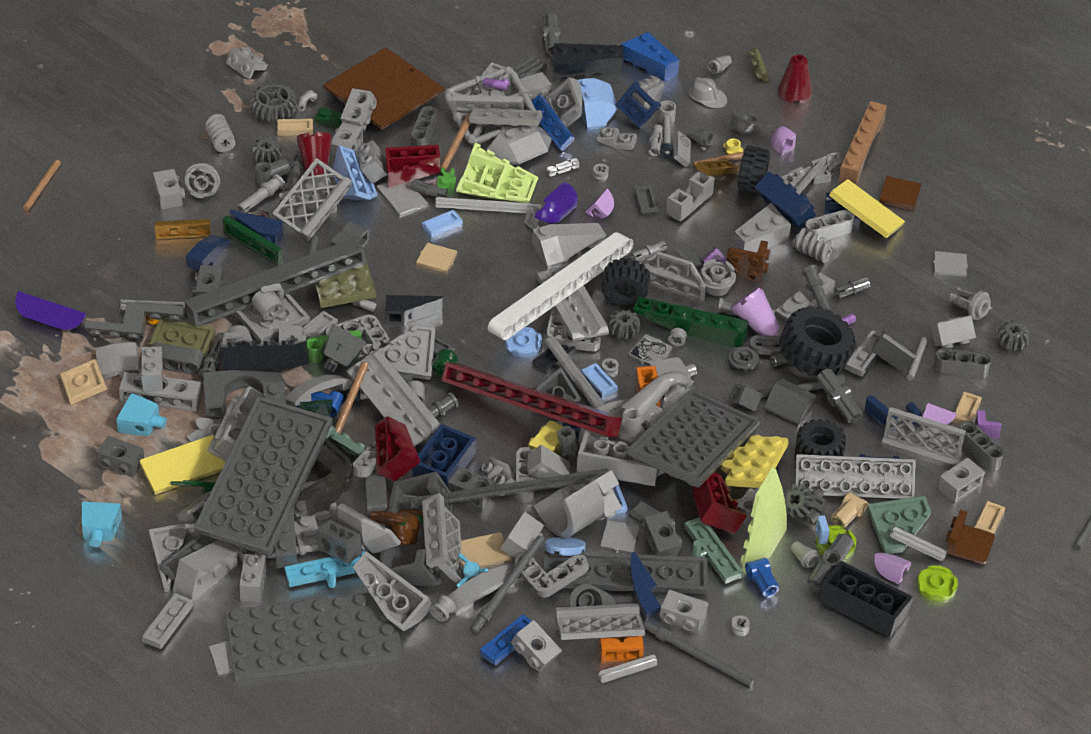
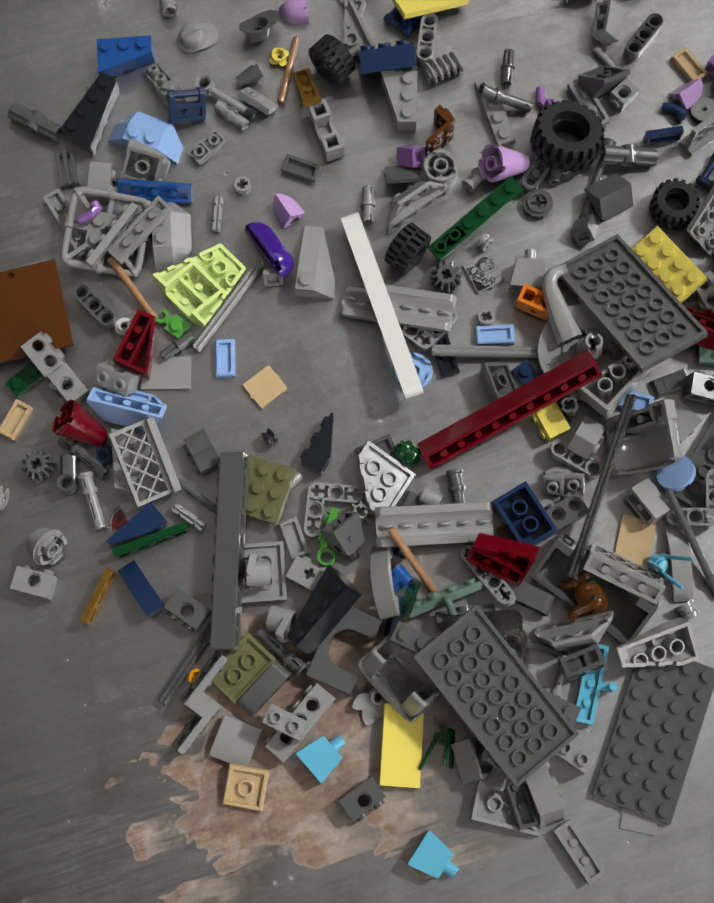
camera: 55 degrees left, 30 degrees up
(48, 312) = (138, 776): dark purple brick -> none
(289, 251) = (189, 517): none -> light grey axle
(393, 274) = (270, 437): none -> black bush
(894, 371) = (627, 89): none -> light grey brick

